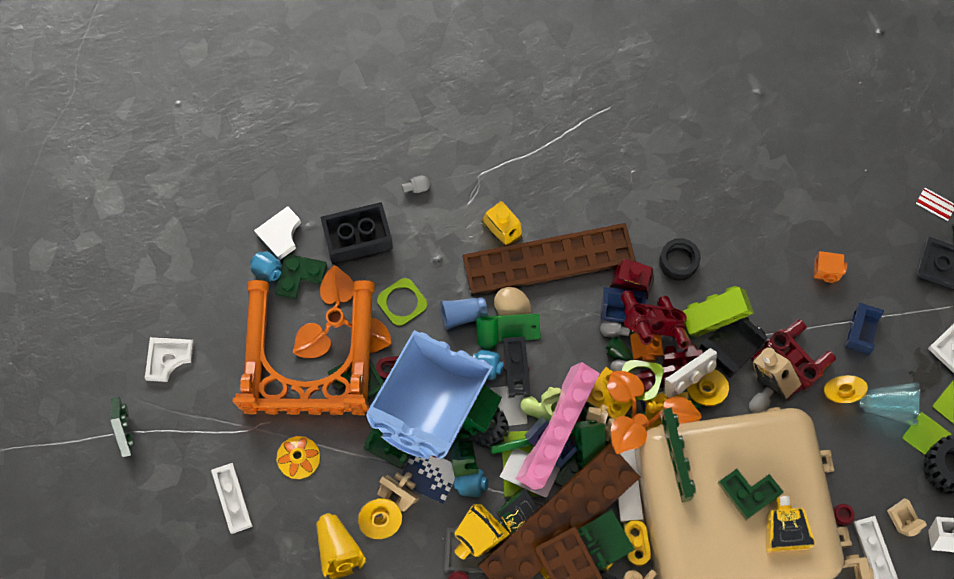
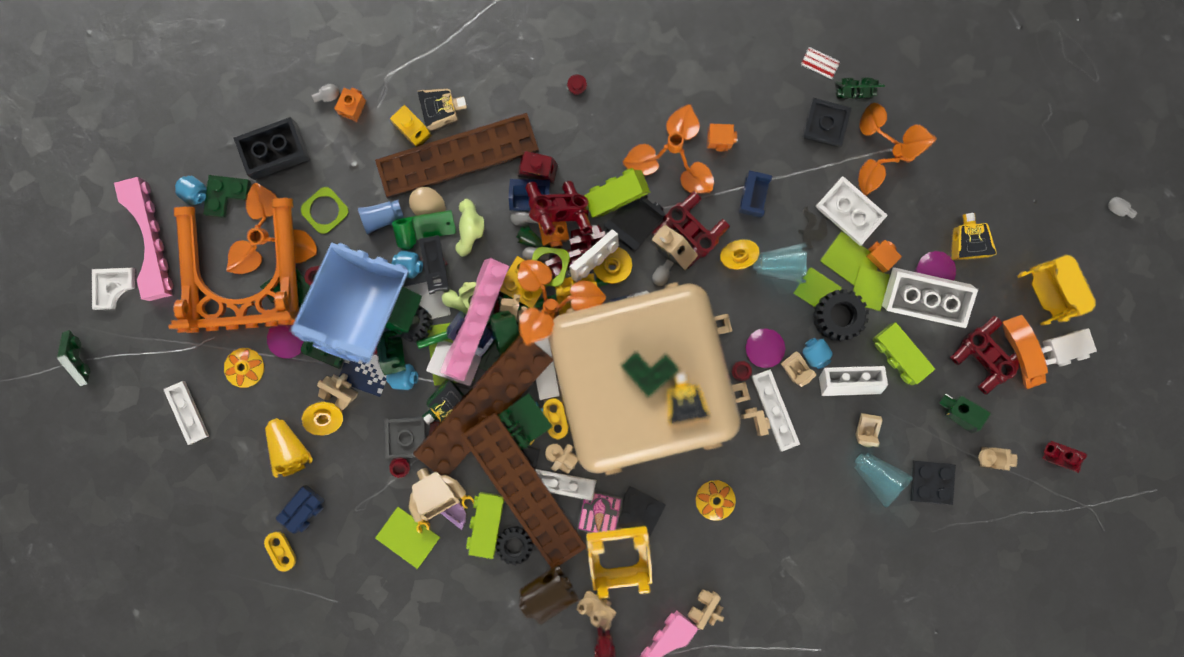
camera: 10 degrees left, 15 degrees up
(214, 352) = (153, 277): none -> bright pink arch
(278, 232) = (200, 155): white tile -> none
(348, 431) = (283, 341): none -> magenta dish
(441, 197) = (350, 103): none -> orange brick
(478, 532) = (411, 424): yellow torso -> none
(535, 209) = (439, 108): none -> torso
(559, 333) = (470, 227): none -> yellowish green head
(679, 200) = (577, 84): none -> dark red plate
(680, 464) = (578, 334): dark green plate -> none
(684, 244) = (580, 127): black tyre -> none
(787, 253) = (680, 126): none -> orange plant
(870, 492) = (765, 348): none -> magenta dish
(928, 502) = (817, 353): none -> dark azure head

